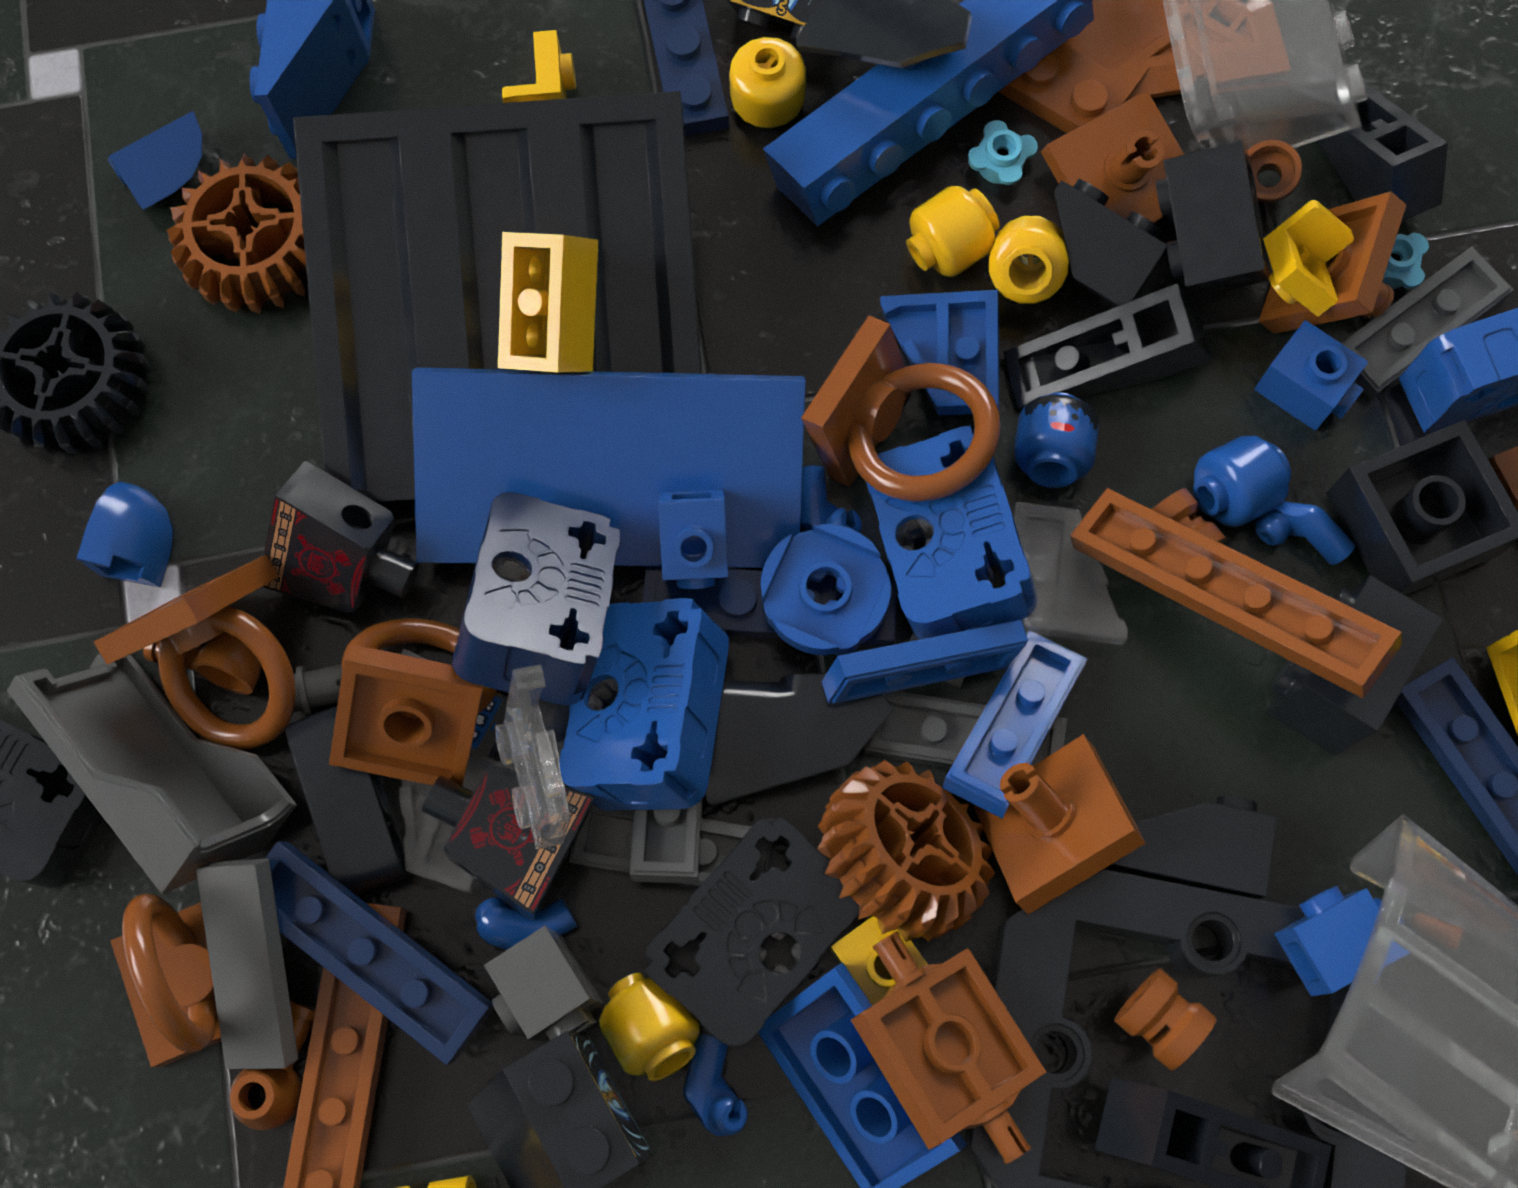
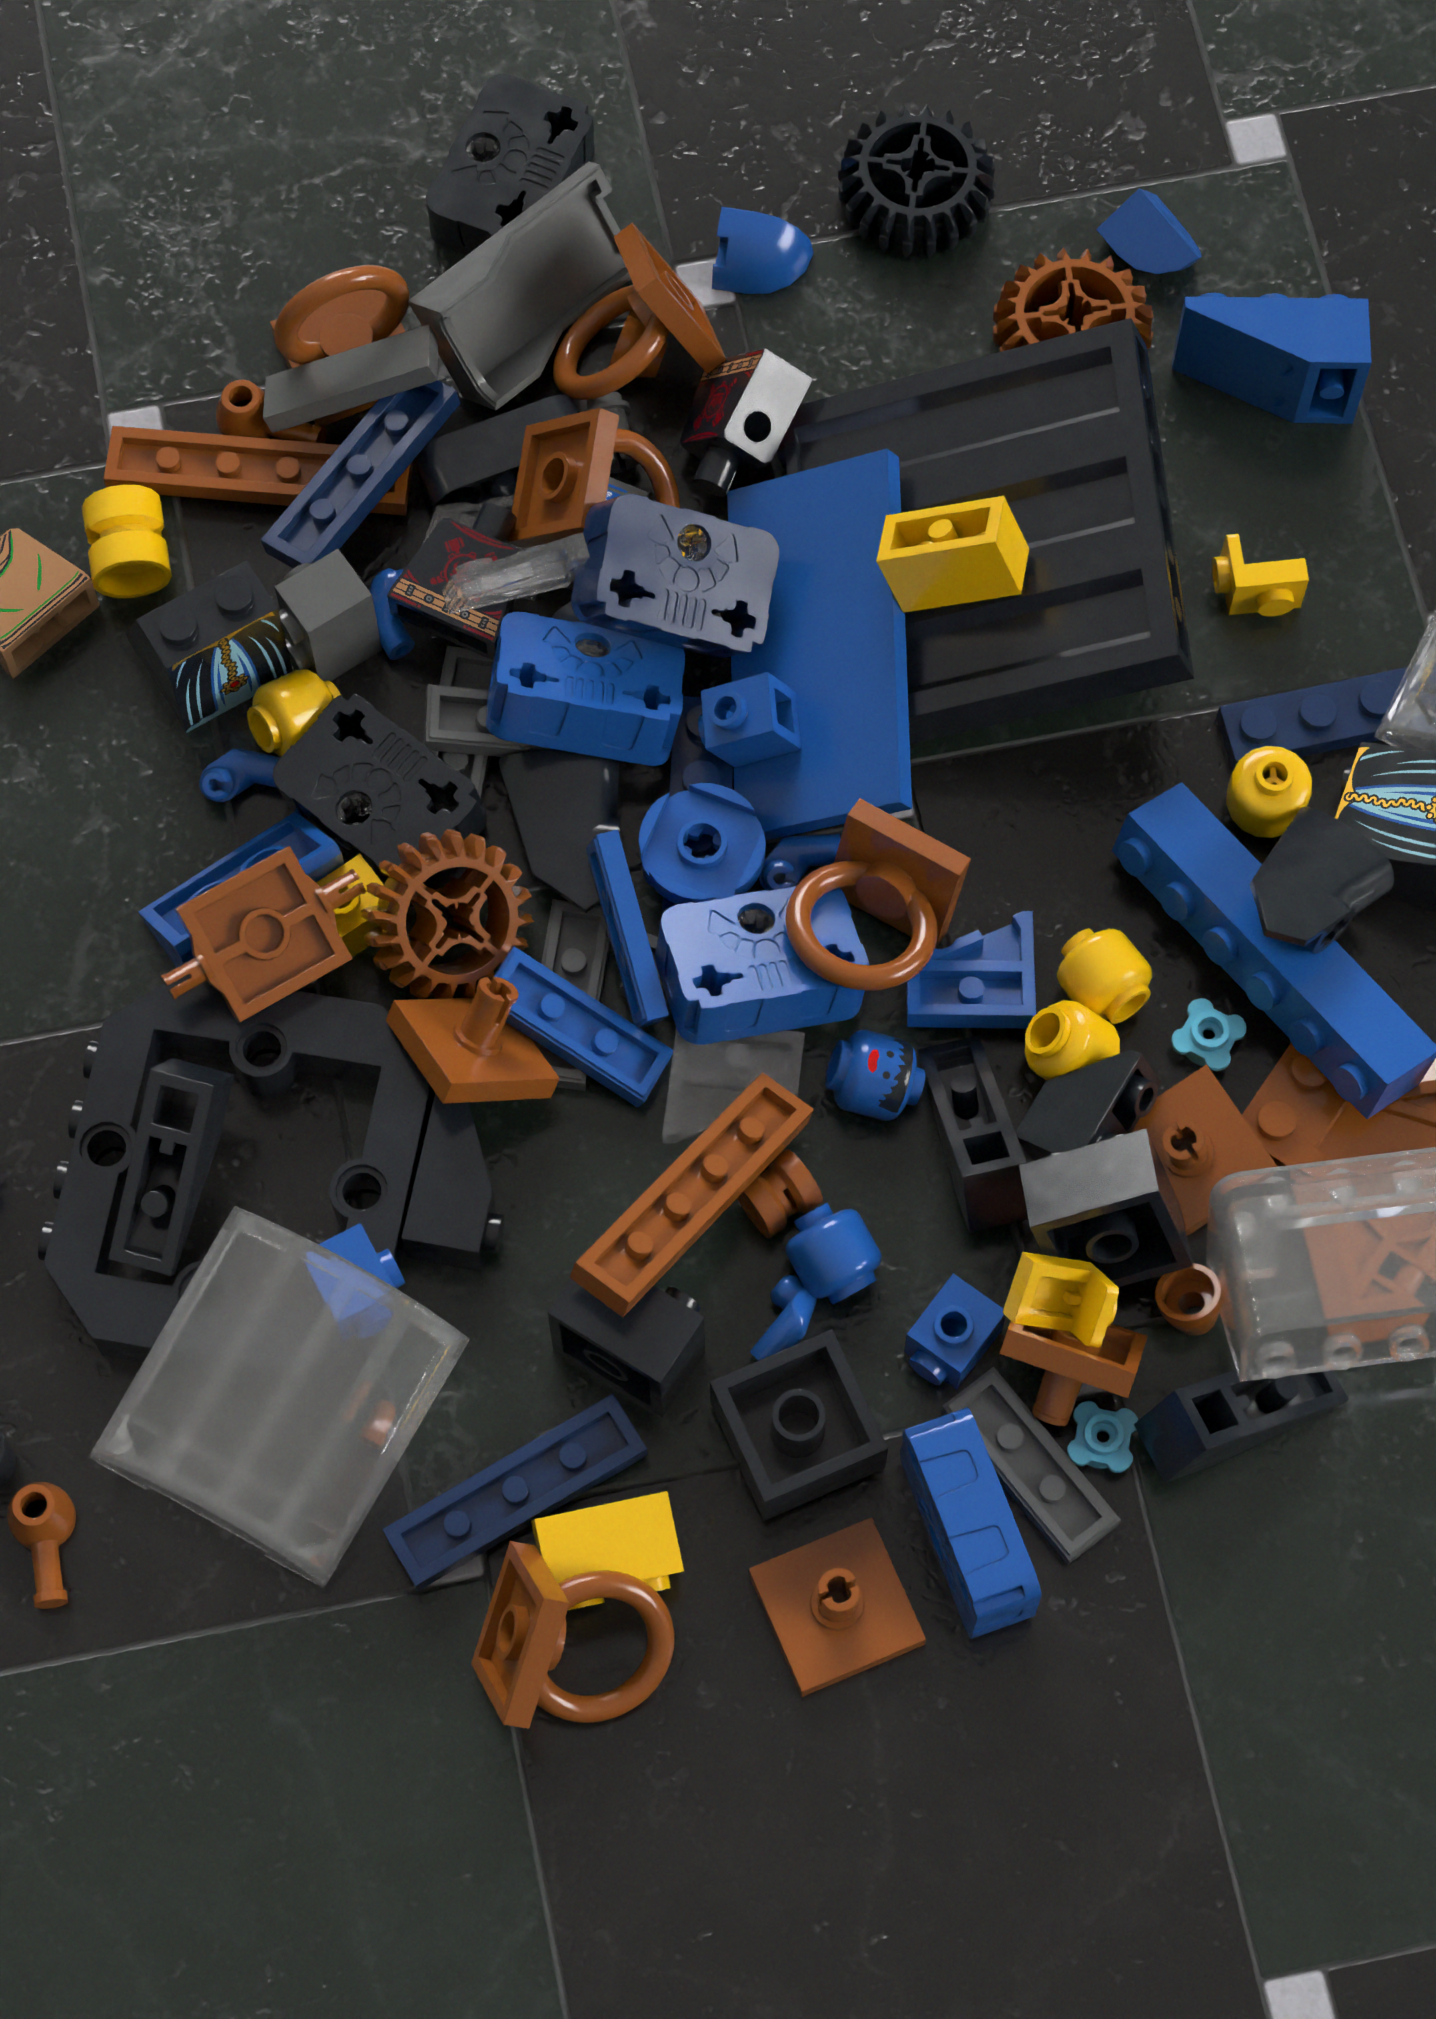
camera: 85 degrees right, 5 degrees down
(1165, 1020) = (285, 1124): dark orange wheel -> none

